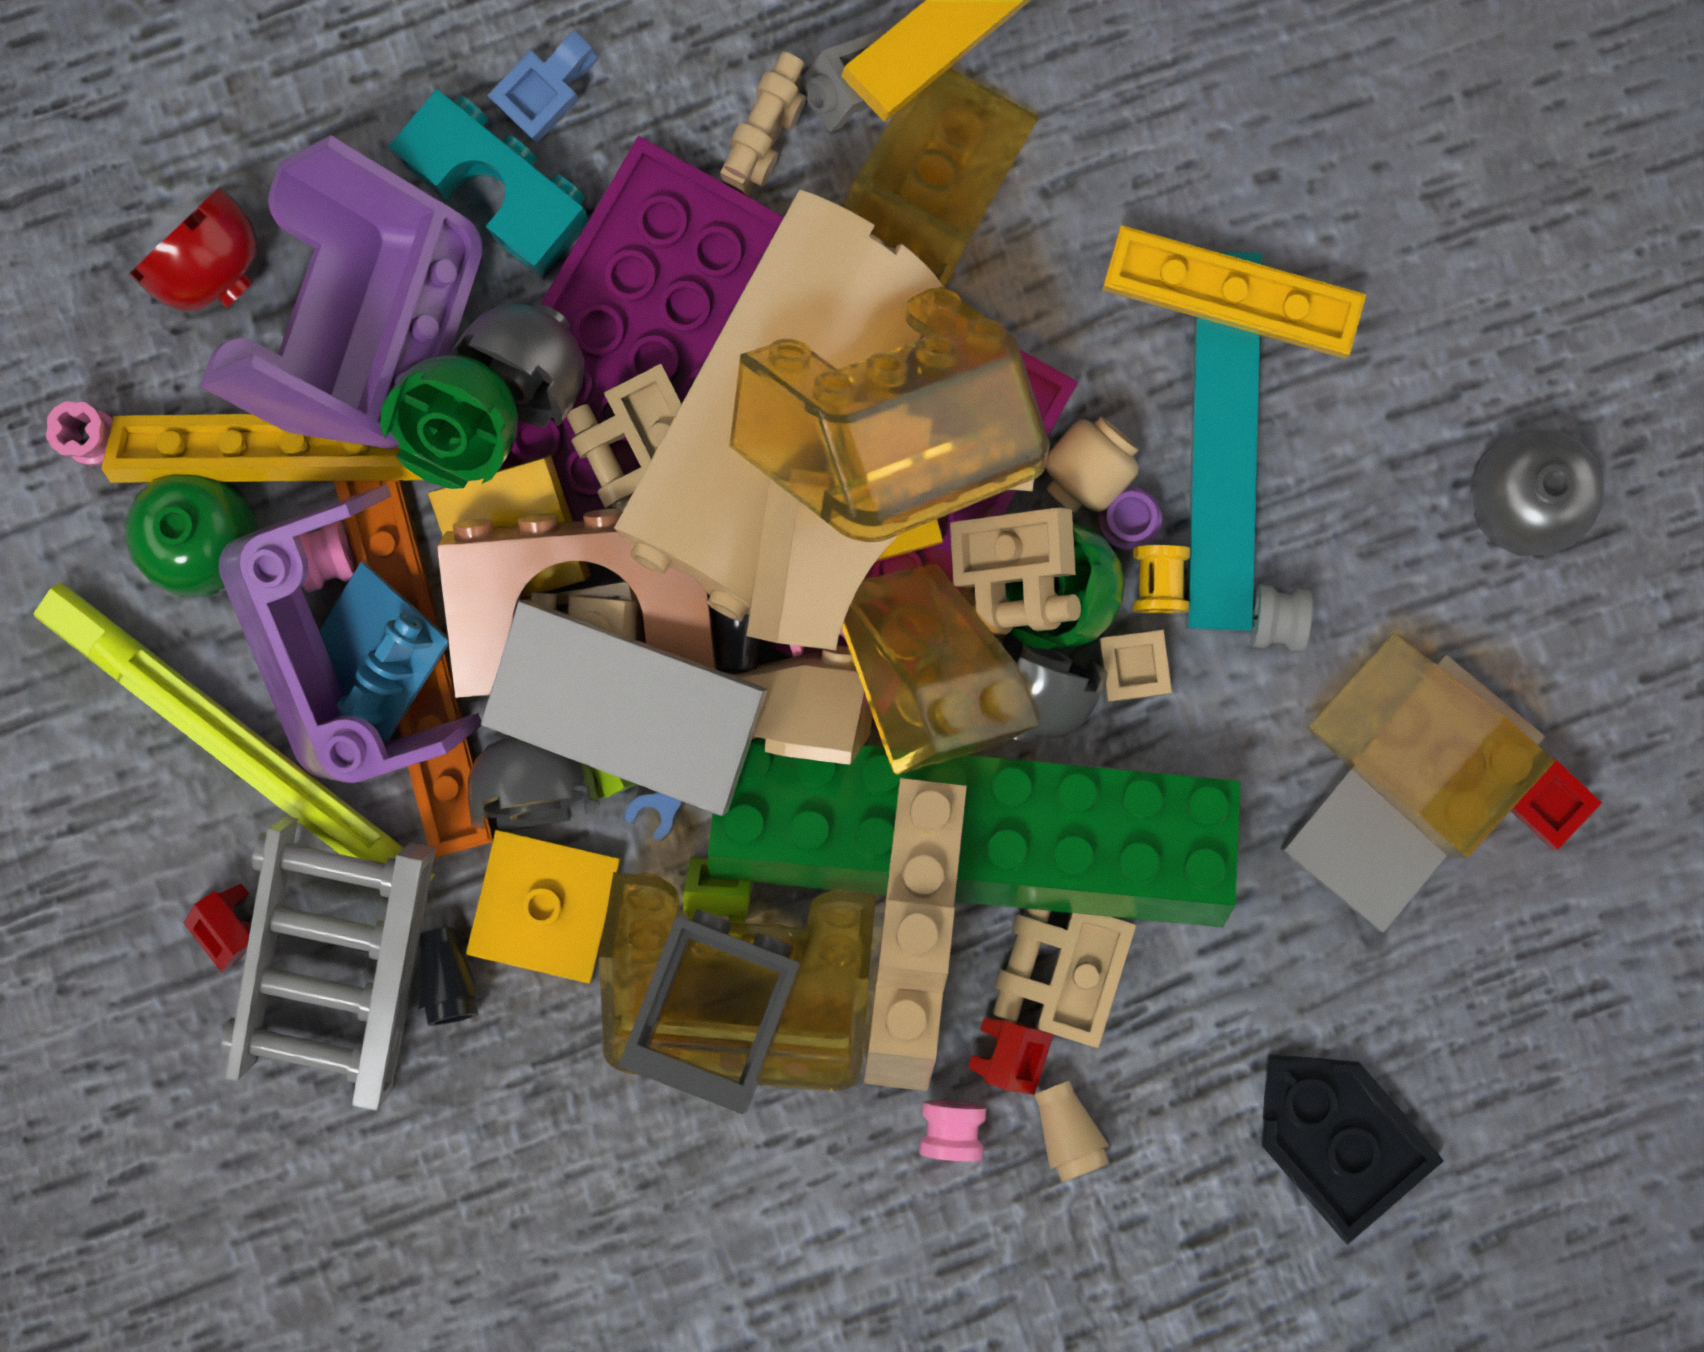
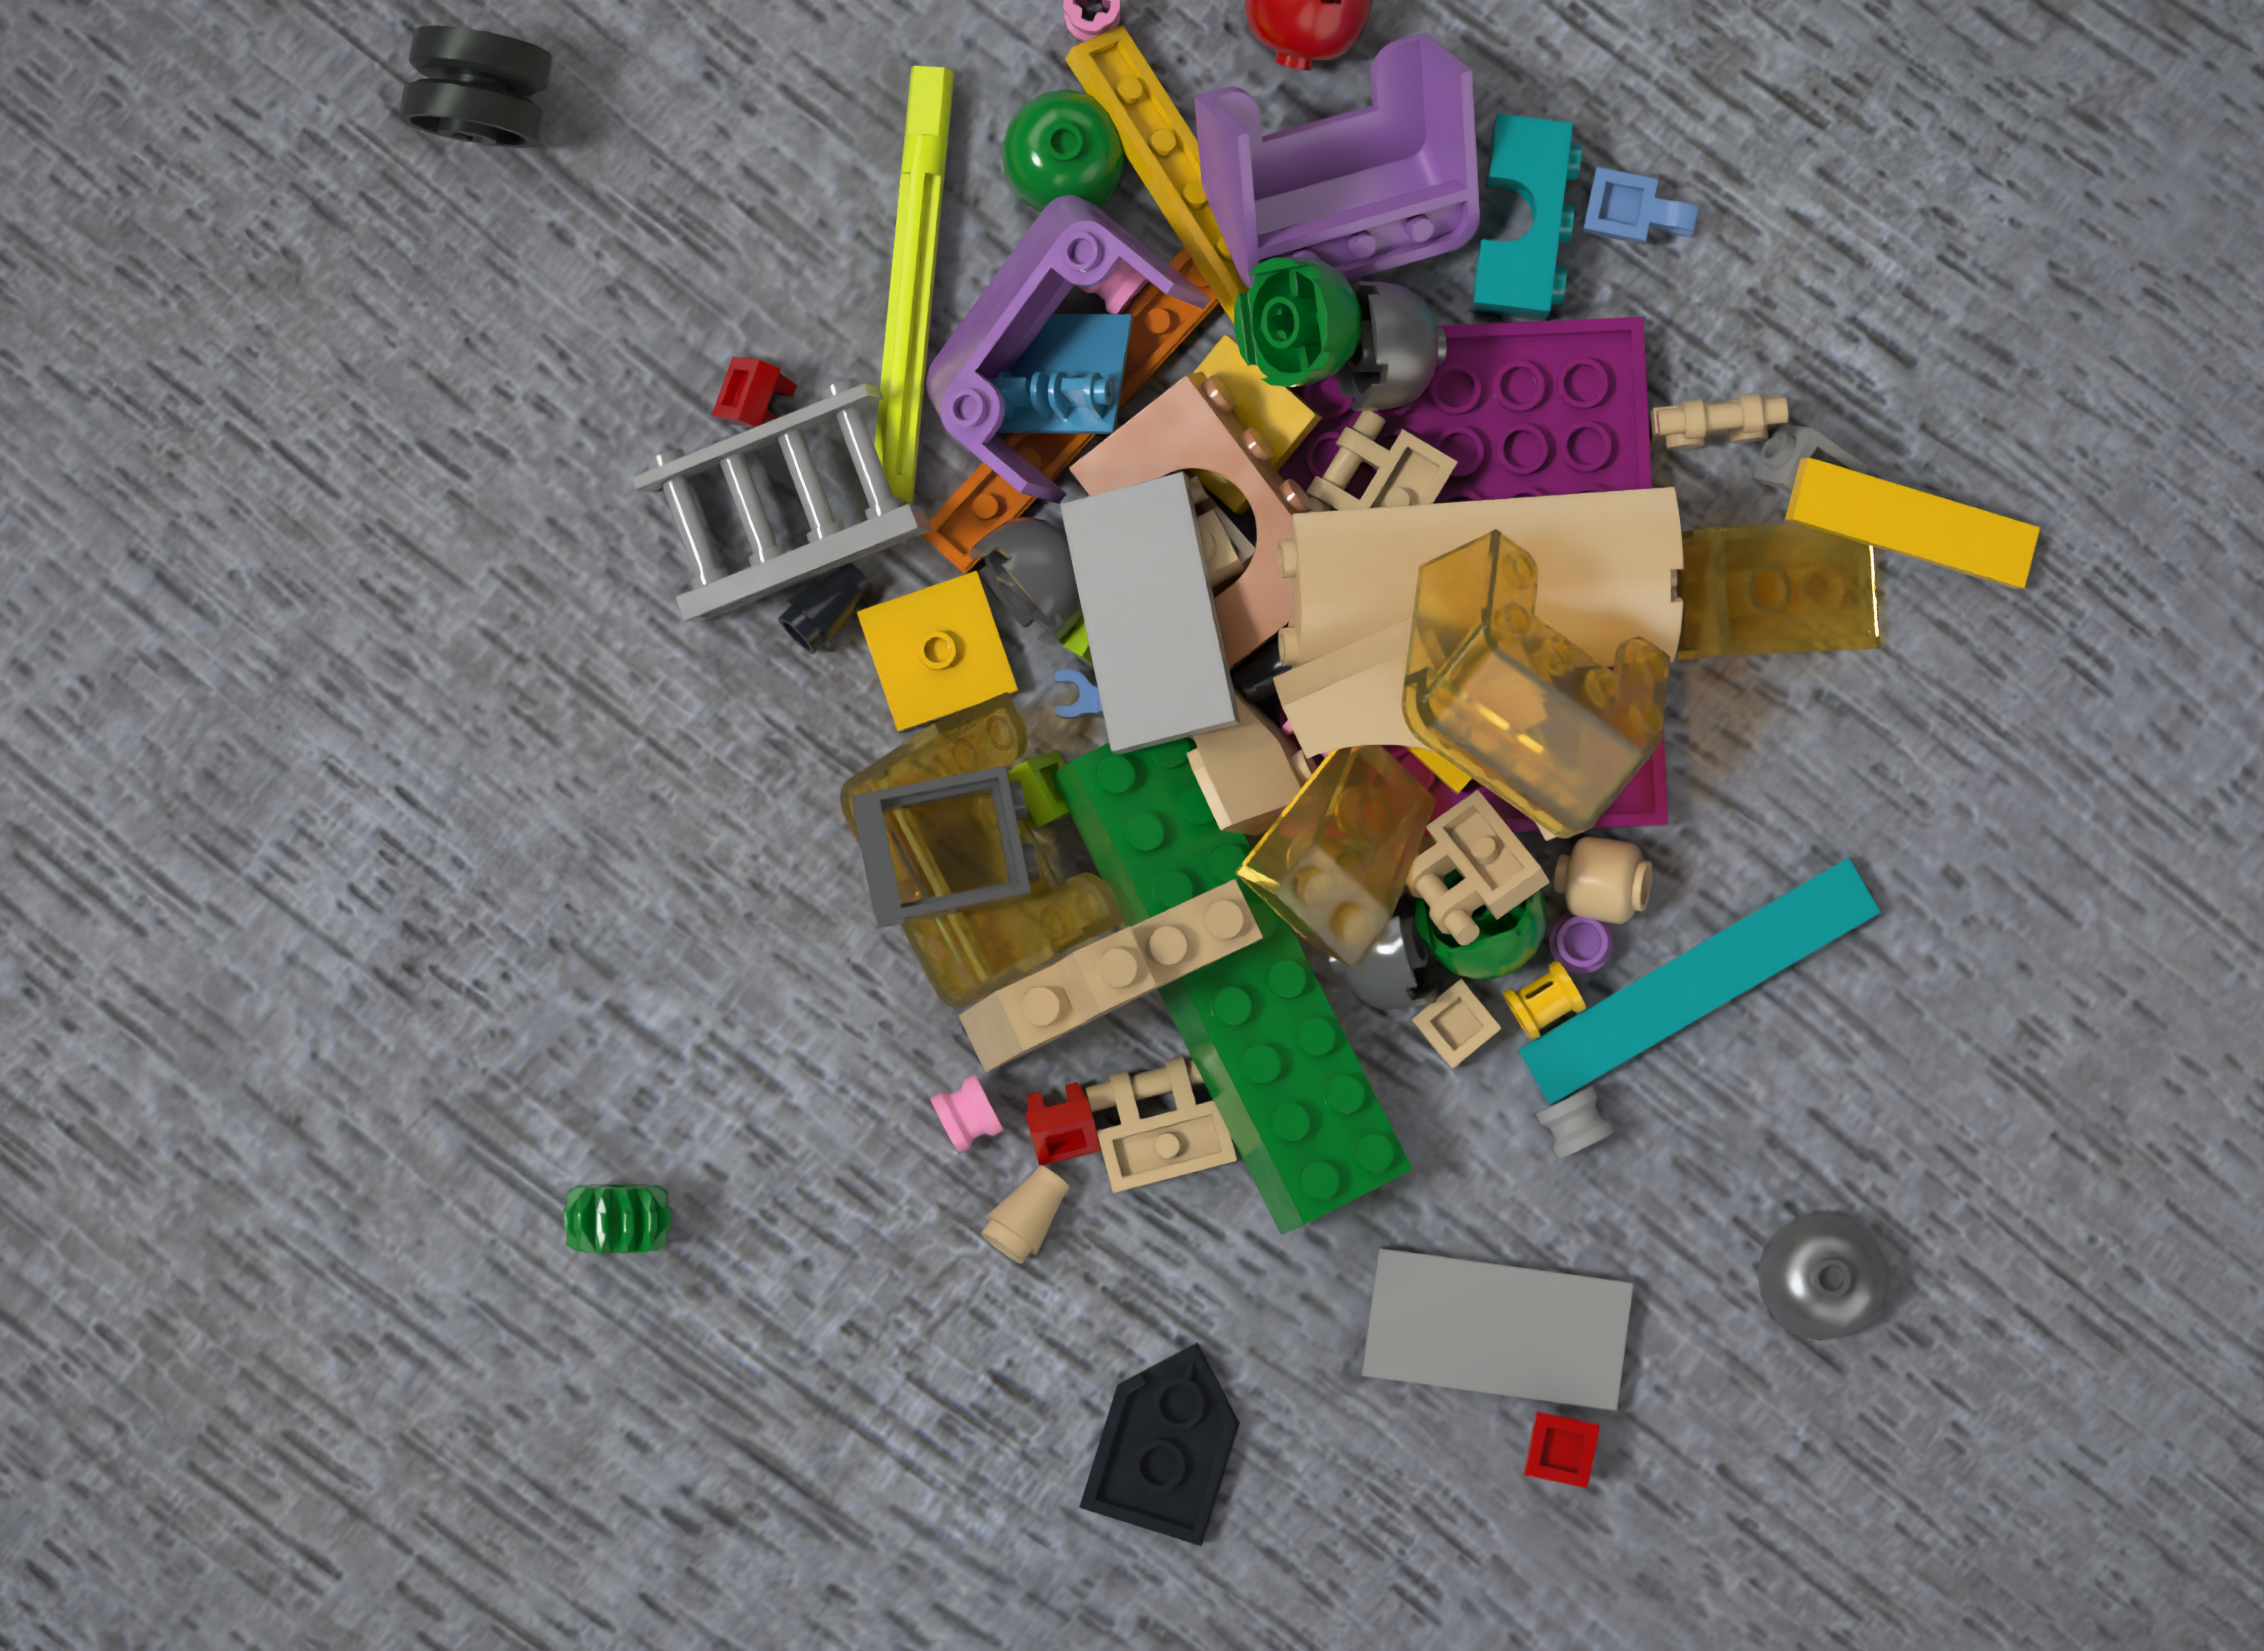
camera: 50 degrees right, 0 degrees up
(1234, 292) = (1829, 908): yellow tile -> none
(1430, 747) = (1543, 1311): clear yellow slope -> none

